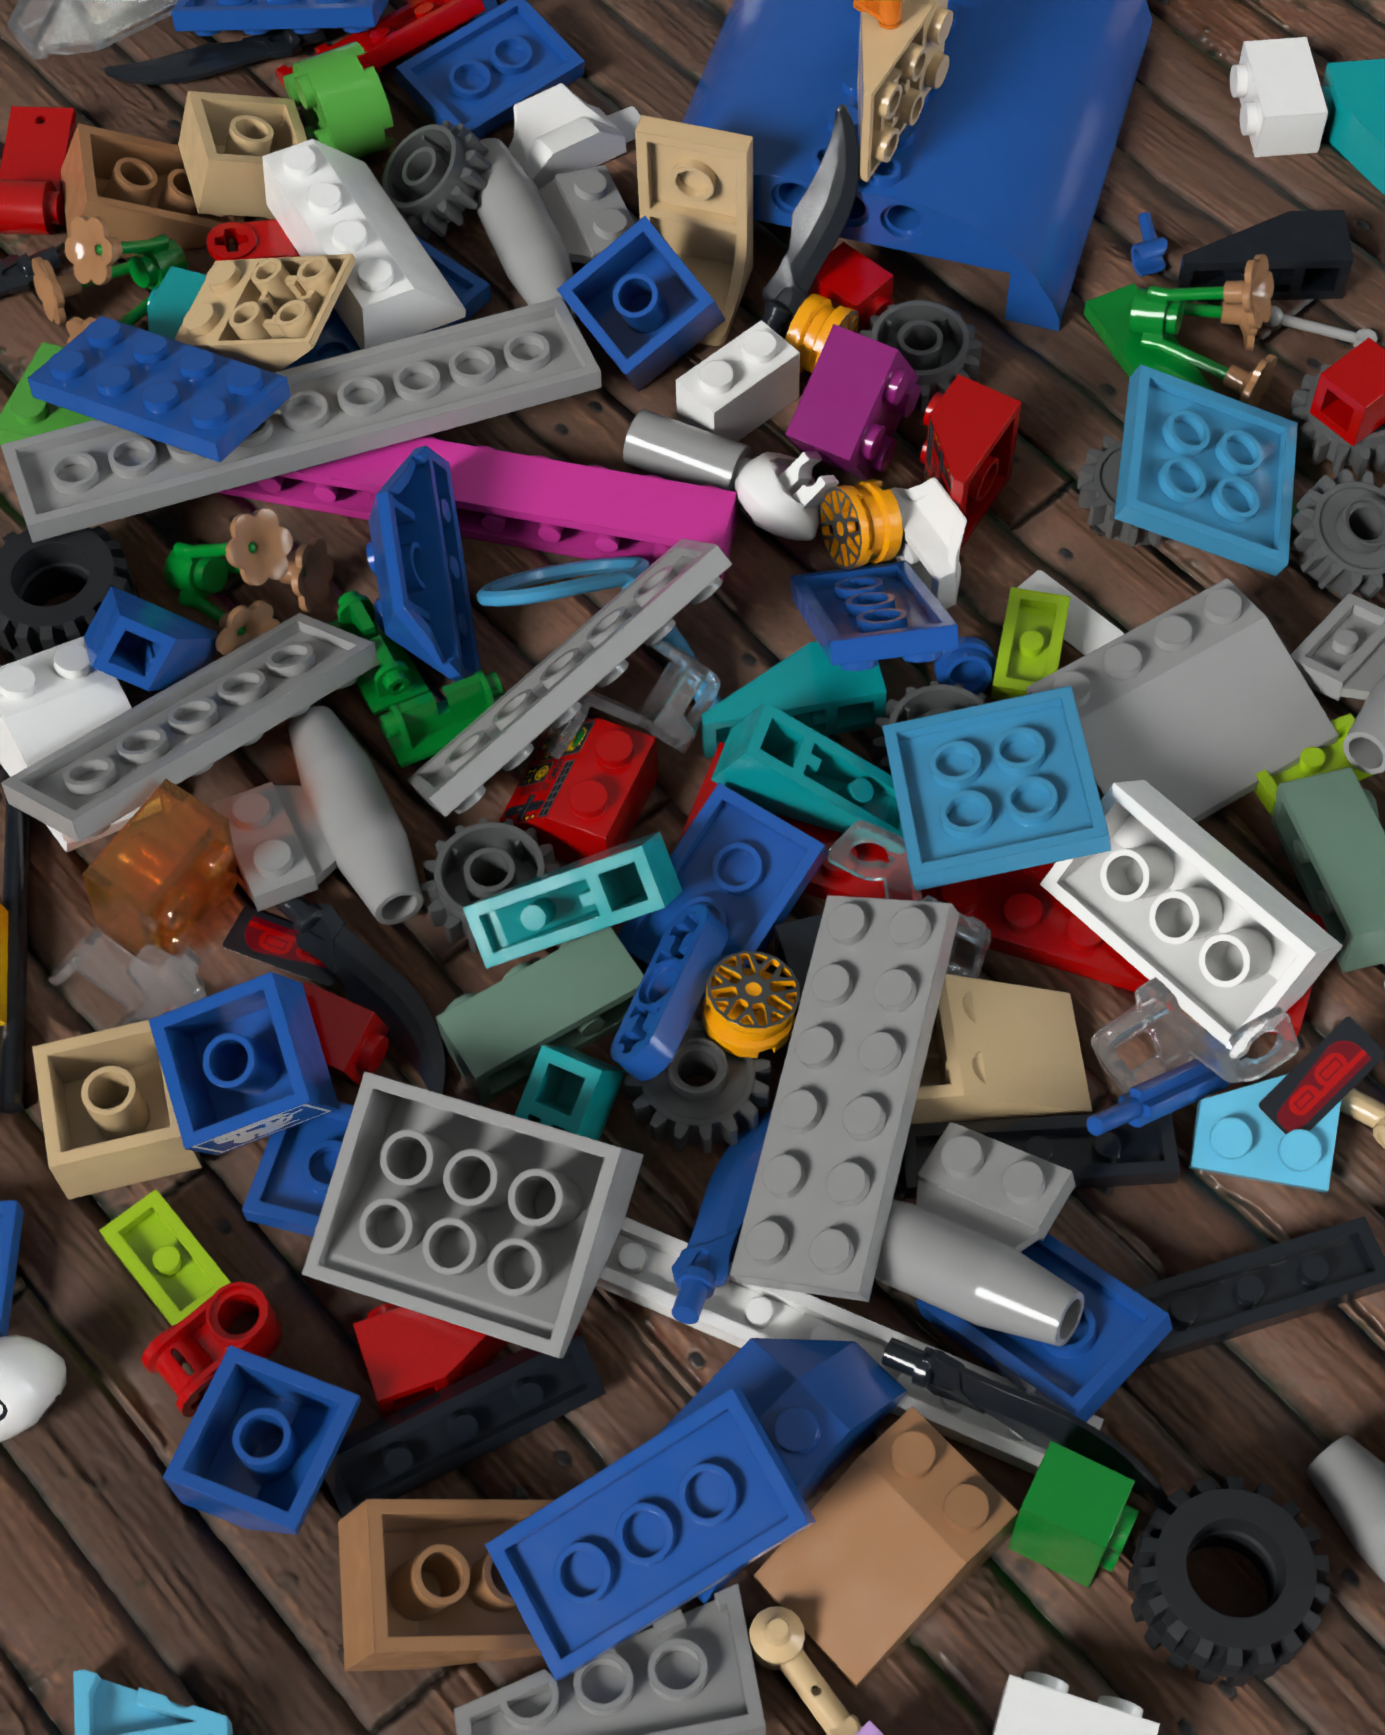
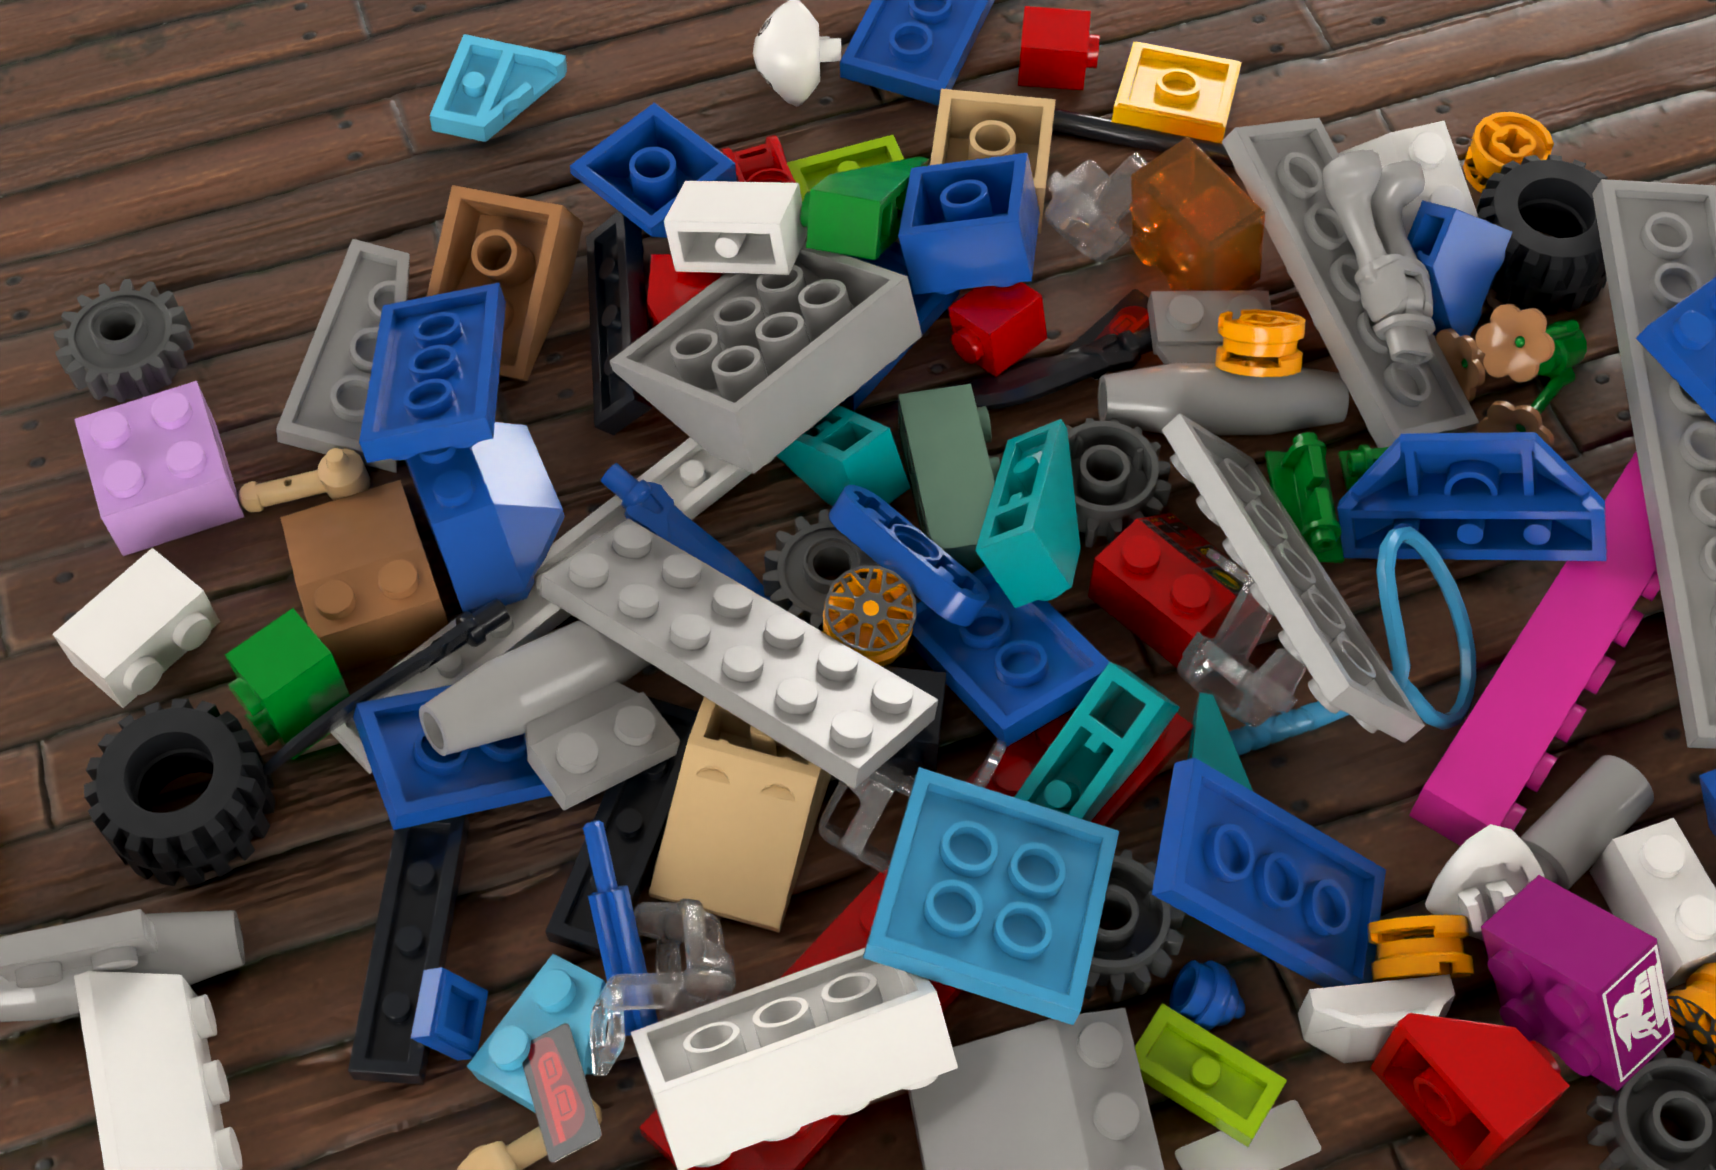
camera: 110 degrees right, 0 degrees up
(192, 674) = (1389, 275): none -> light grey piece
(265, 1174) = (858, 209): none -> green slope
(301, 766) = (1260, 343): none -> light orange wheel
(332, 1292) = (736, 227): none -> white brick
(1295, 1219) = (449, 1014): none -> blue tile

